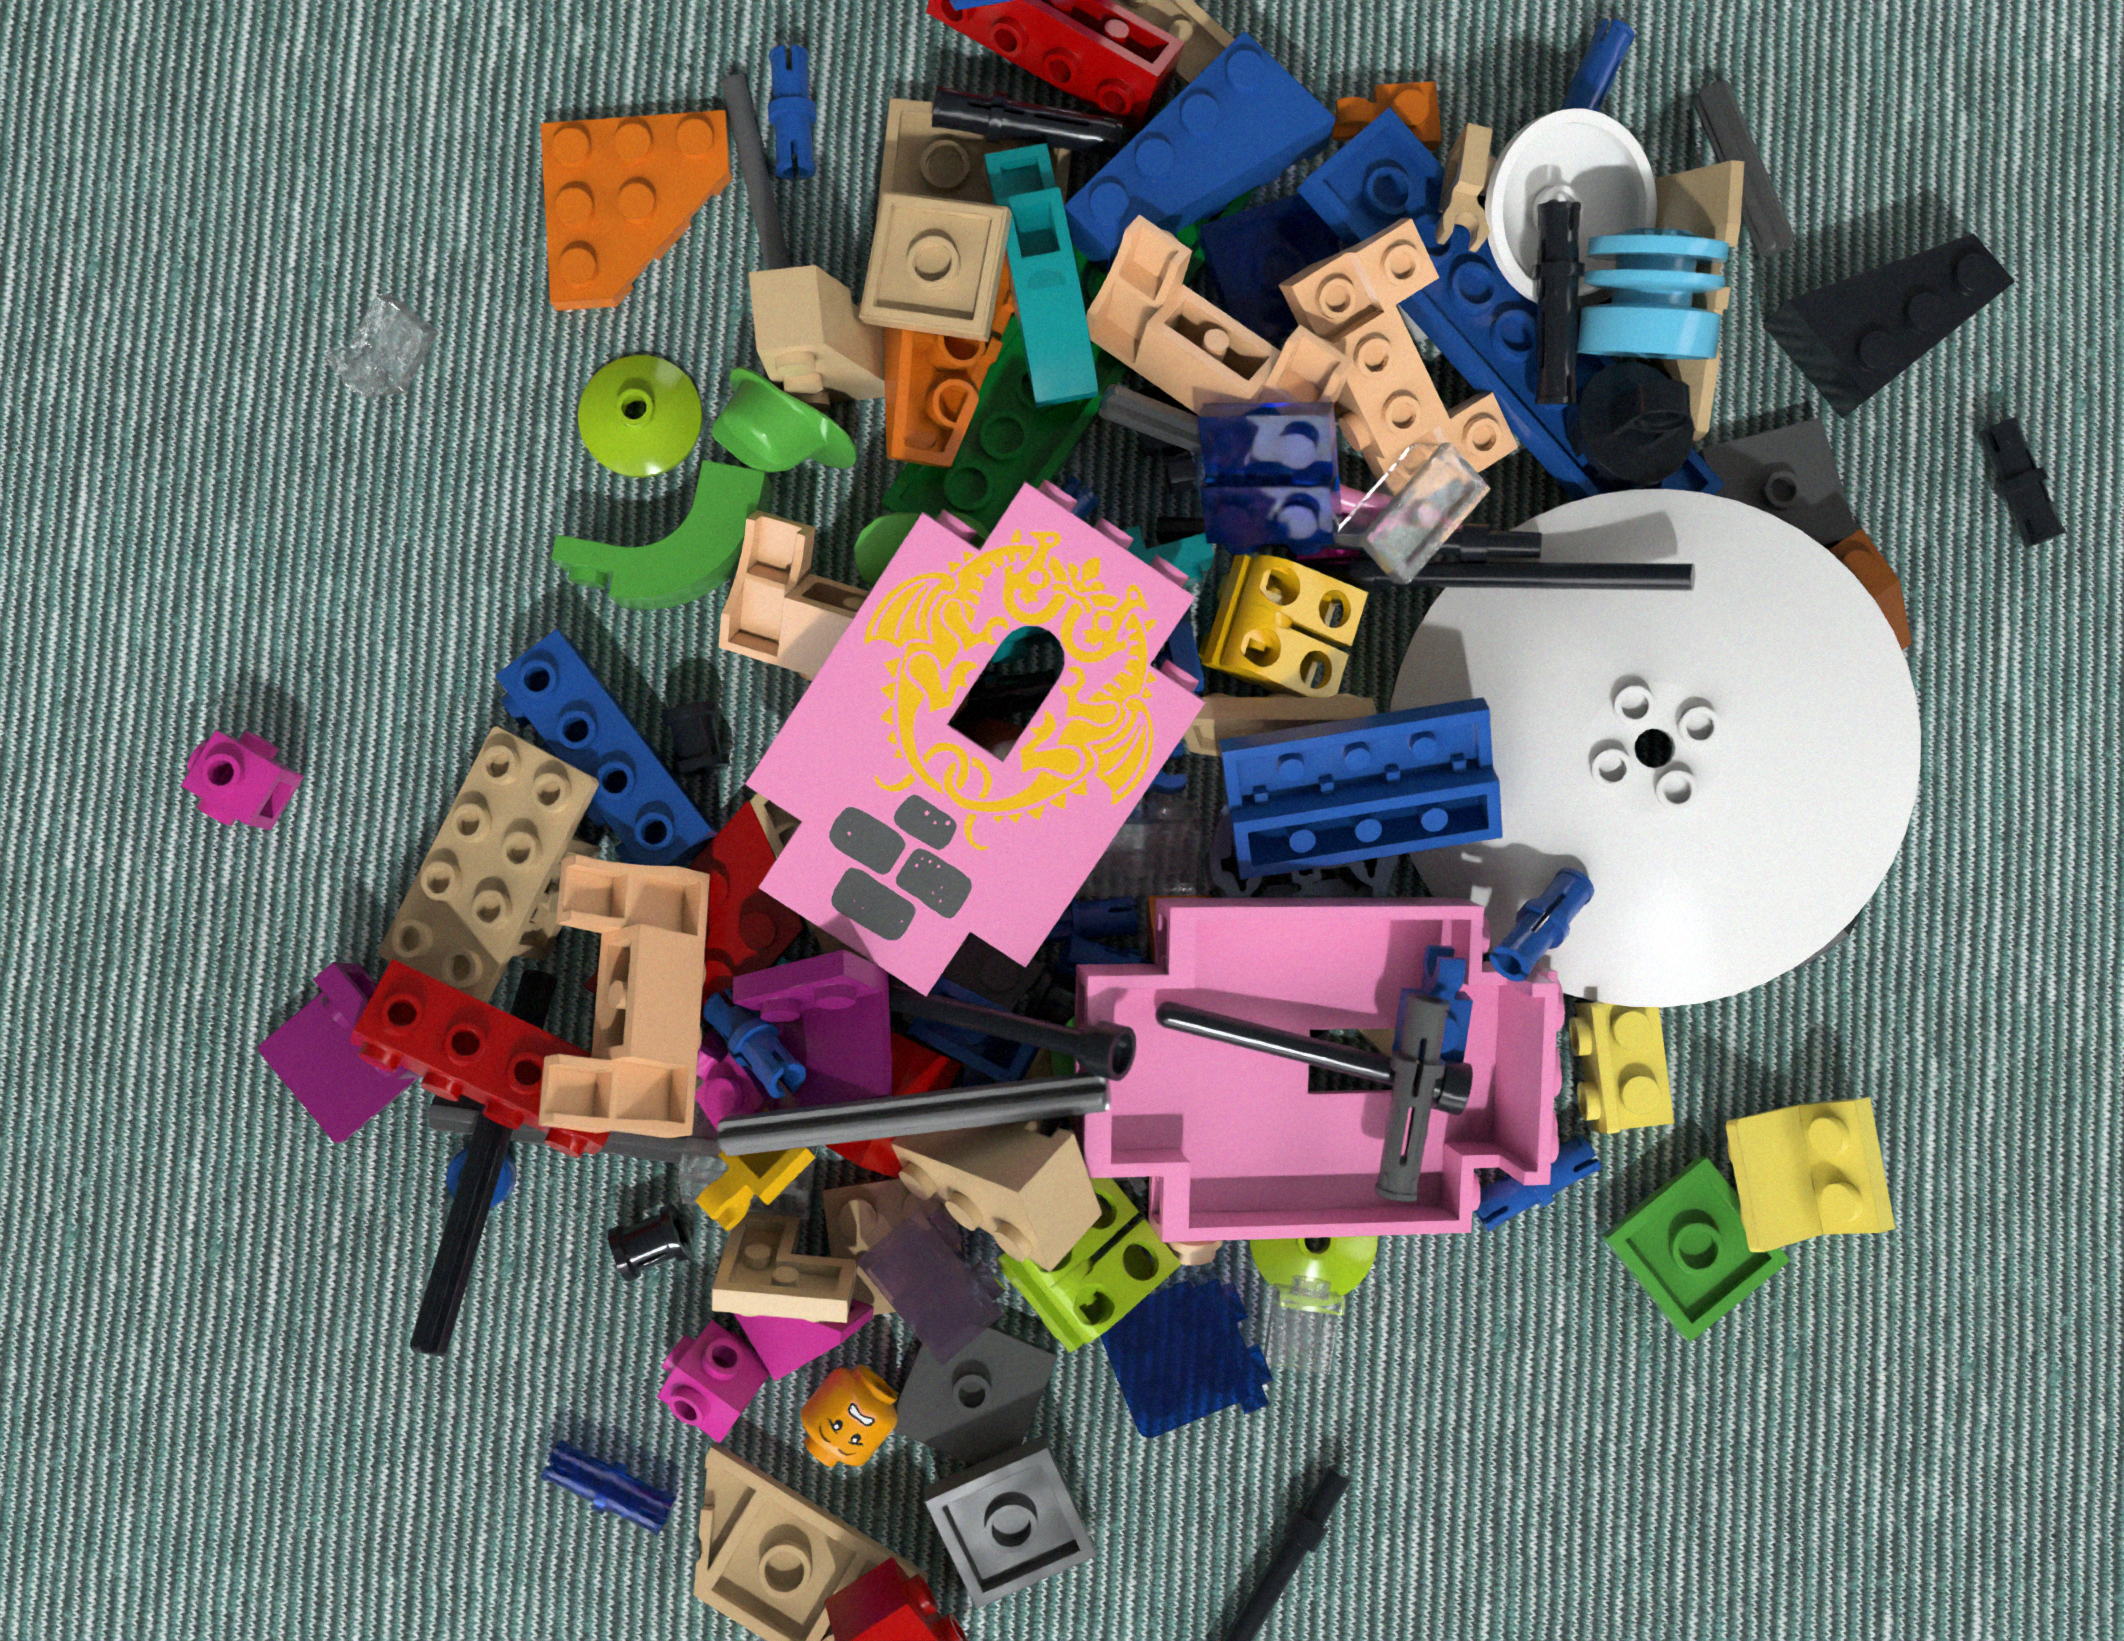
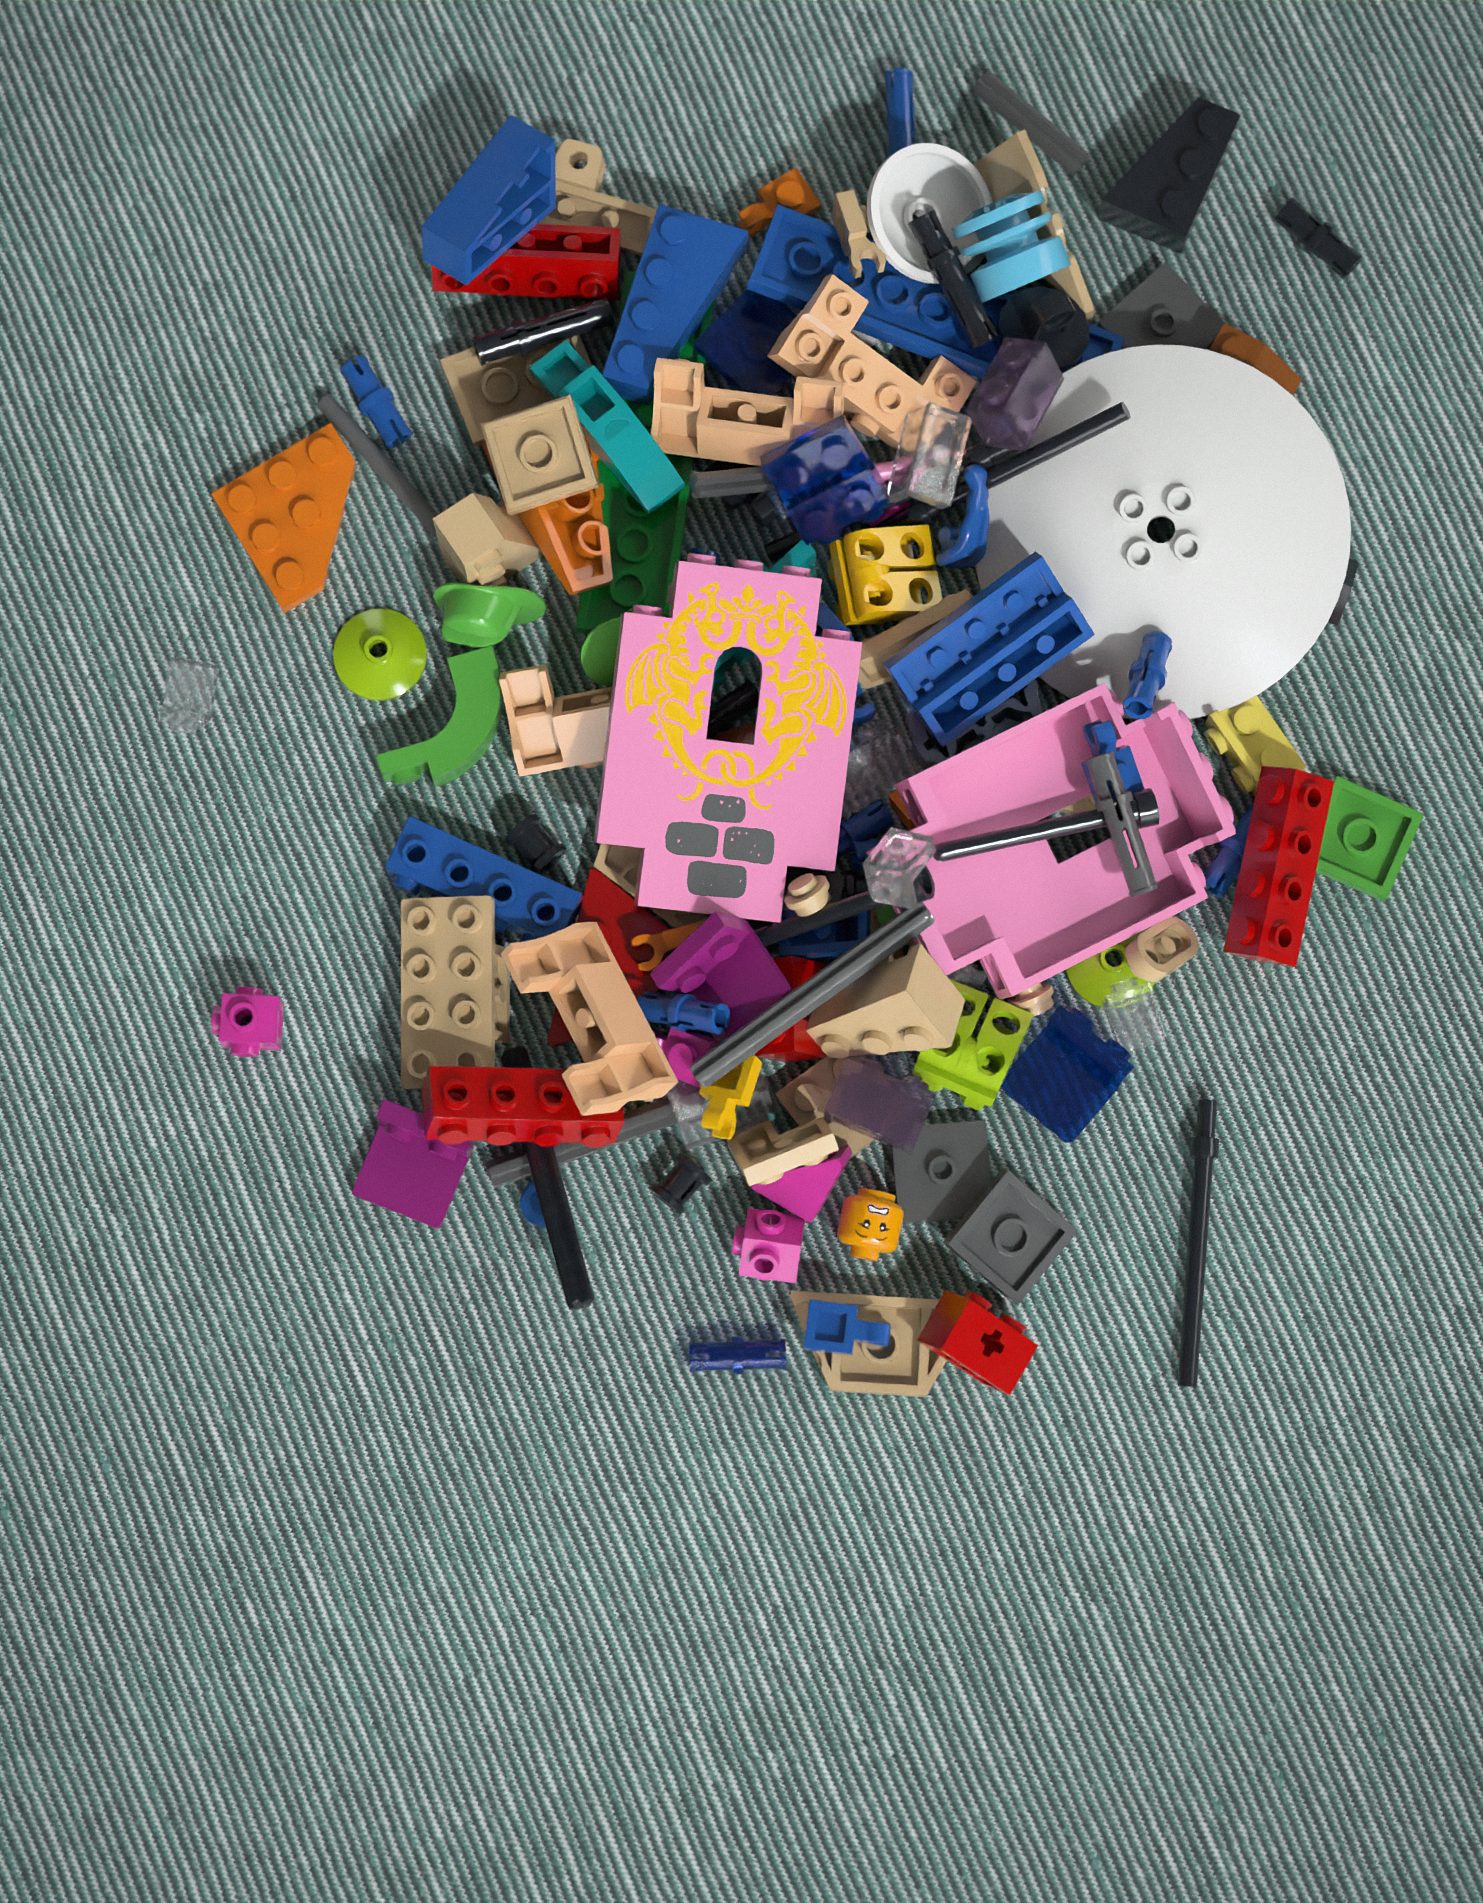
camera: 25 degrees left, 5 degrees down
(734, 1532) = (835, 1328): none -> blue plate
(785, 943) = (664, 942): none -> orange plate
(976, 981) = (807, 894): none -> tan plate
(1095, 1018) = (895, 865): none -> clear bracket
(1379, 1268) = (1161, 949): none -> tan plate
(1404, 641) = (968, 544): none -> blue piece
(1561, 485) = (1015, 394): none -> clear purple brick
(1578, 1239) = (1278, 866): none -> red brick
(1809, 1172) = (1405, 751): light yellow bracket -> none

